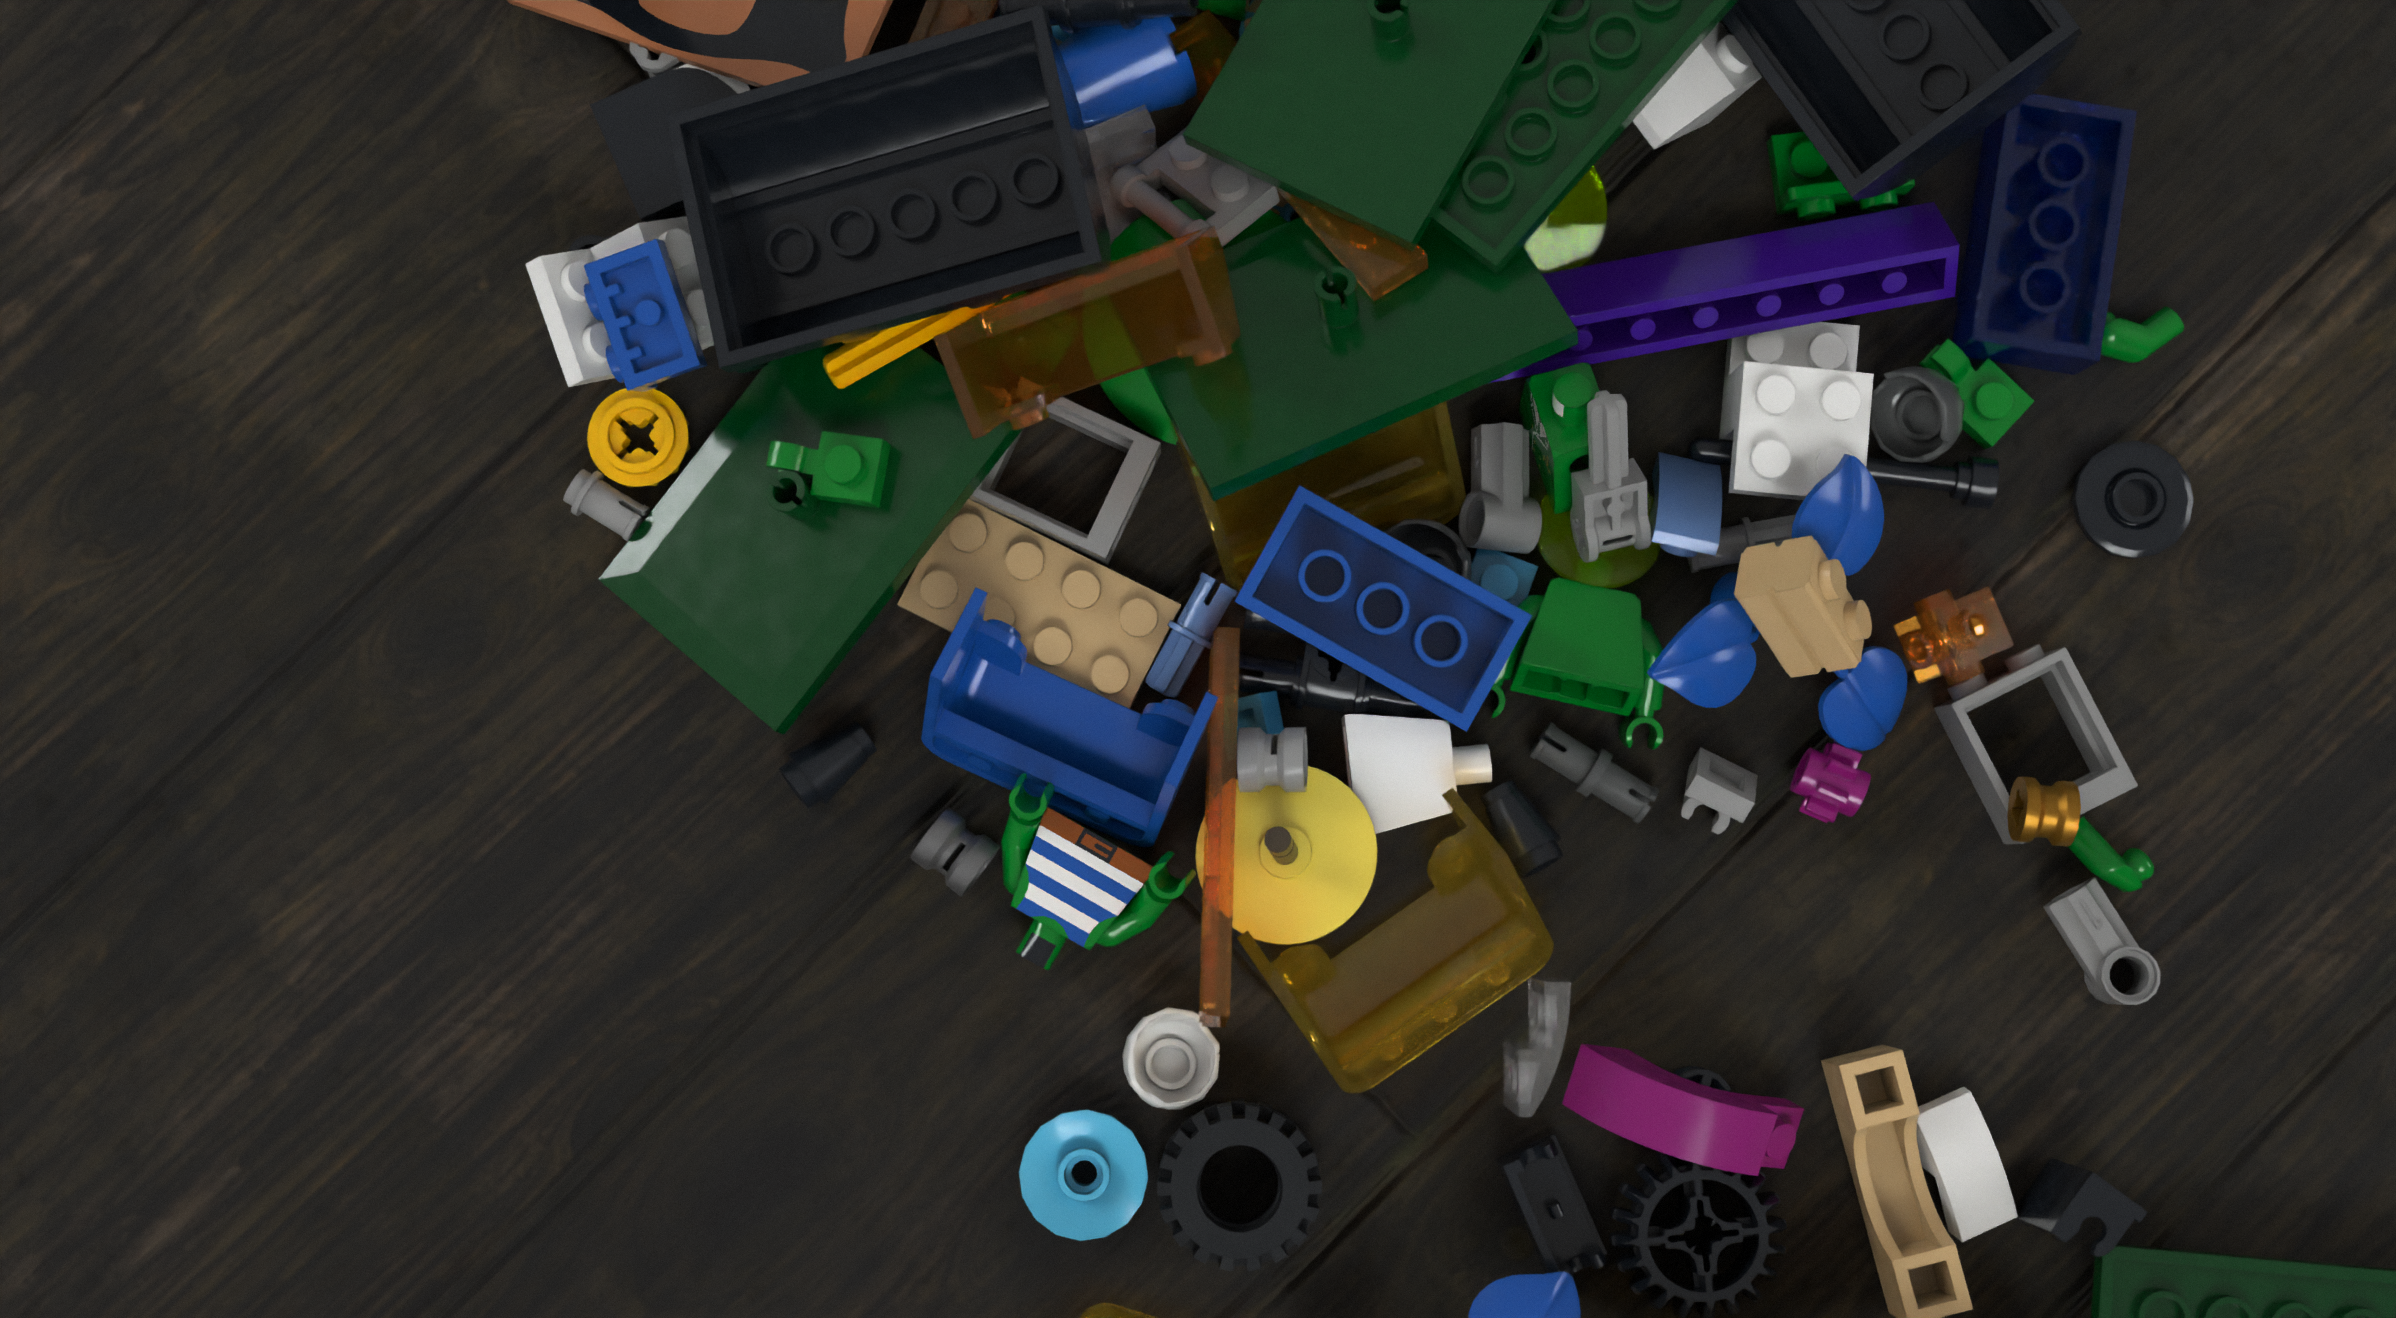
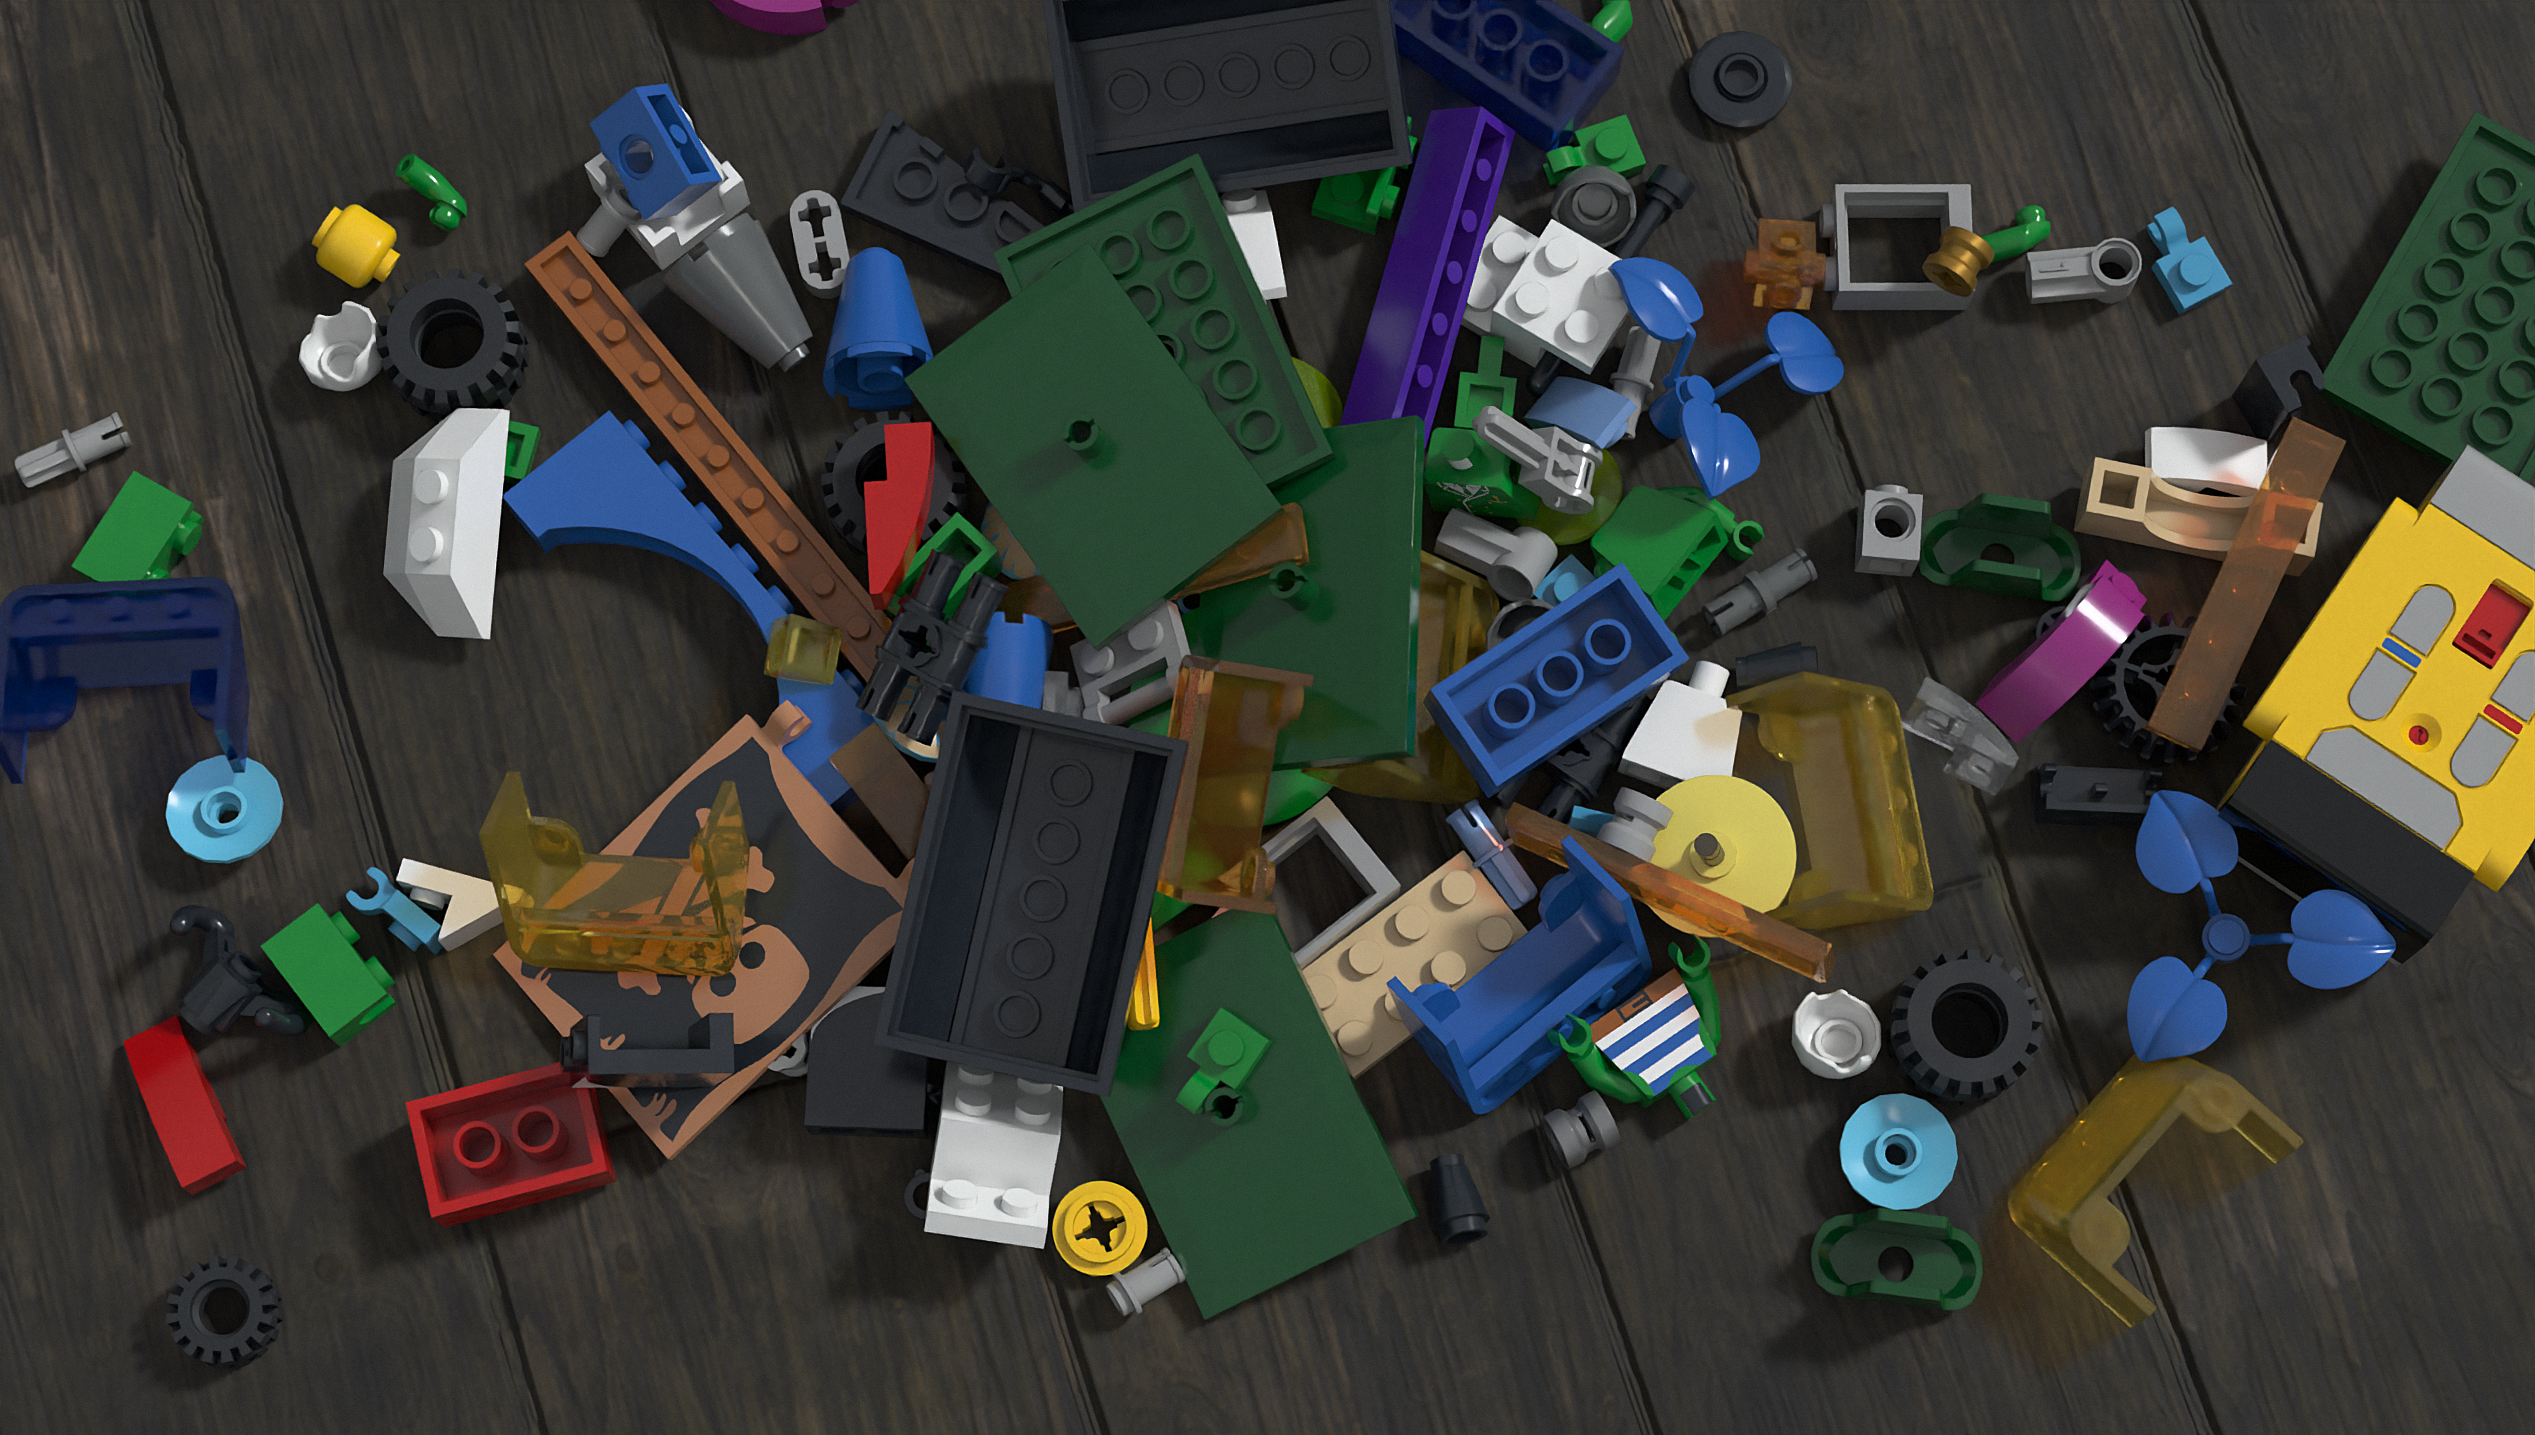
camera: 65 degrees left, 10 degrees down
(643, 316) = (1025, 1148): blue bracket -> none
(979, 1275) = (1944, 1259): none -> dark green piece
(1661, 404) = (1485, 386): none -> green plate
(1695, 880) = (1884, 554): none -> light grey brick
(1720, 787) = (1819, 498): light grey tile -> none
(1780, 1040) = (2043, 553): none -> dark green piece
(1802, 606) = (1713, 358): tan brick -> none
(1830, 782) = (1855, 413): magenta gear -> none
(1844, 1268) = (2245, 585): none -> clear orange tile
(2163, 1053) = (2186, 270): none -> dark azure plate

